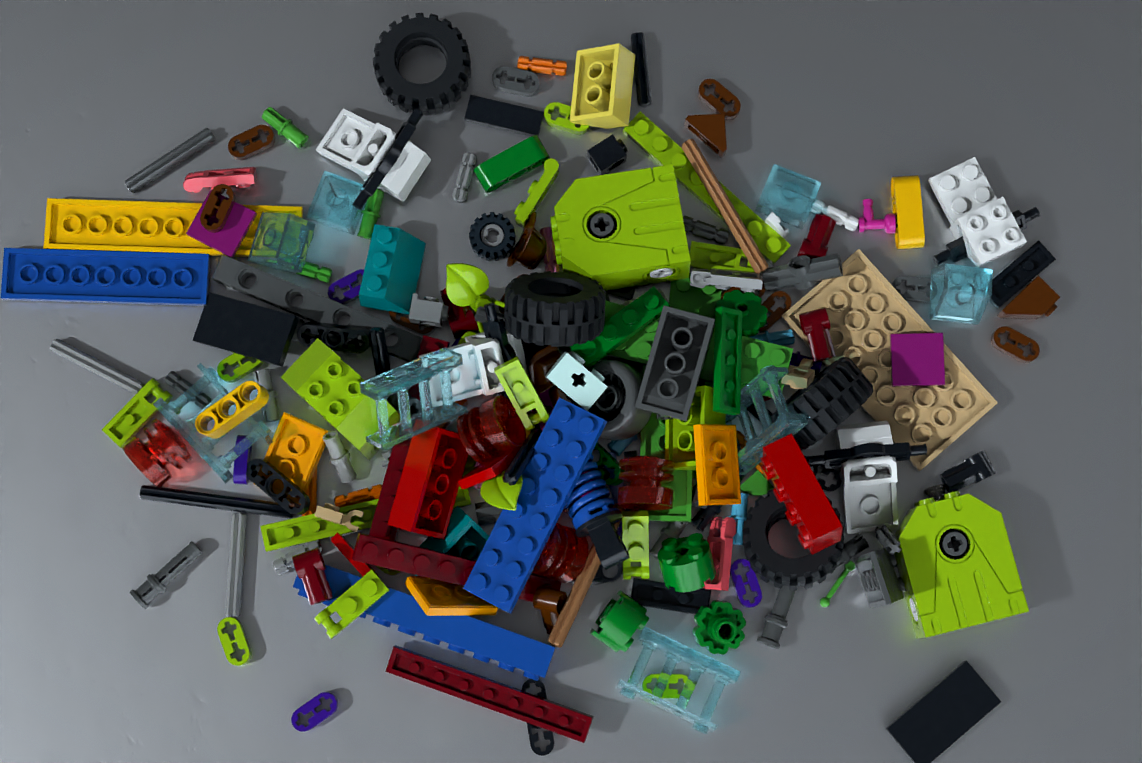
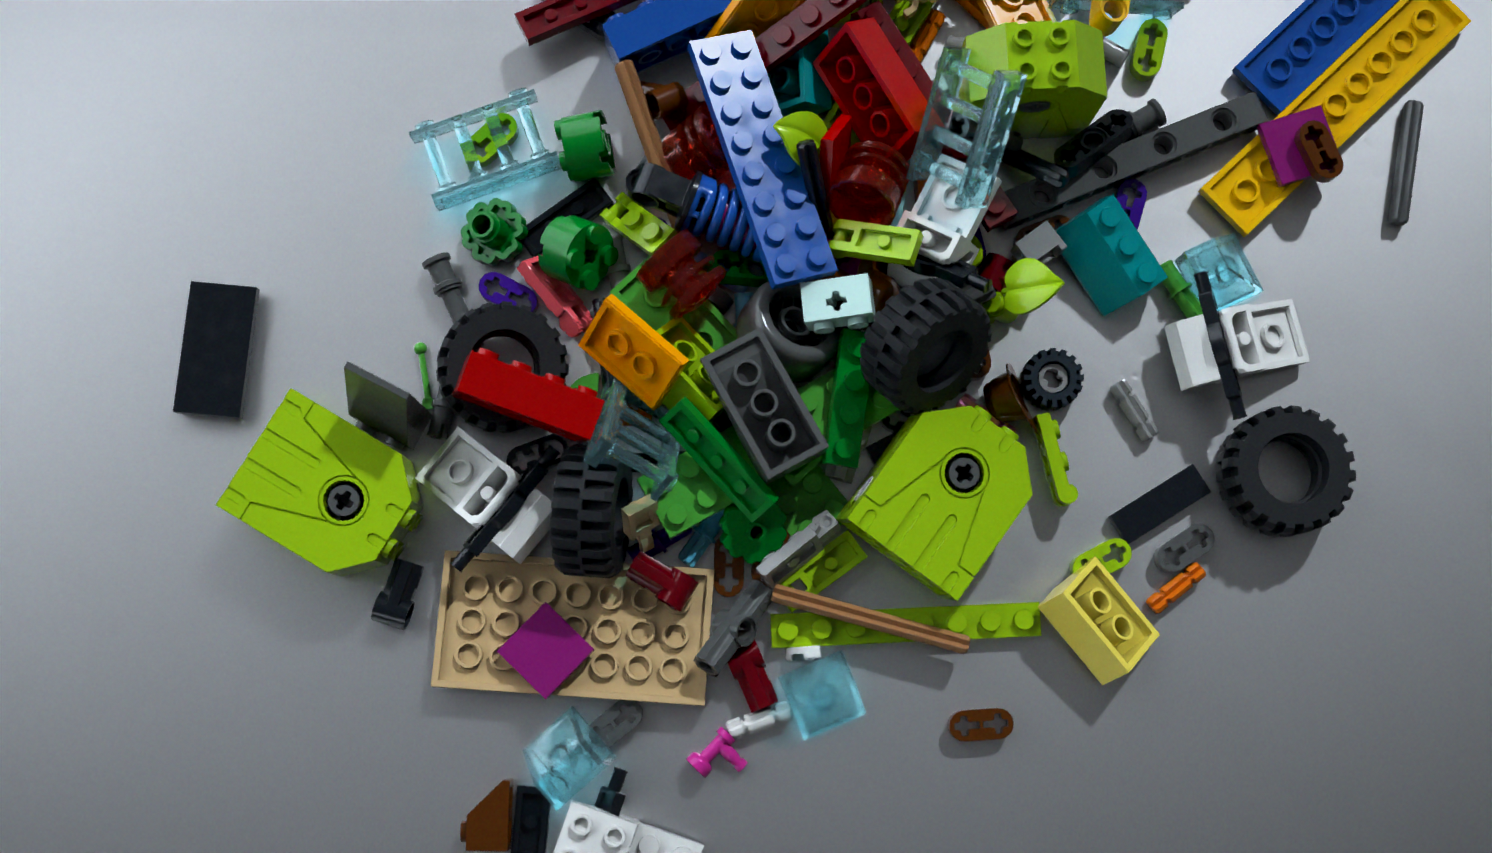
camera: 130 degrees right, 0 degrees up
(210, 178) = (1344, 188): coral hinge -> none
(246, 329) = (1176, 75): black tile -> none
(254, 147) = (1361, 252): reddish brown beam -> none
(282, 241) = (1229, 180): clear light blue slope -> none
(285, 127) = (1340, 292): bright green axle -> none
(312, 271) = (1181, 187): bright green axle -> none
(511, 164) = (1105, 464): green beam -> none
(607, 155) = (1027, 561): black brick -> none
(641, 69) = (1082, 679): black axle -> none
(705, 230) = (867, 581): dark grey axle -> none
(709, 130) = (957, 684): reddish brown slope -> none
(739, 513) = (576, 354): medium azure axle -> none
(888, 539) = (411, 449): dark grey axle -> none
(908, 212) = (693, 792): yellow beam -> none
(936, 491) = (410, 544): clear smoke bush -> none
(1012, 349) = (470, 772): reddish brown beam -> none

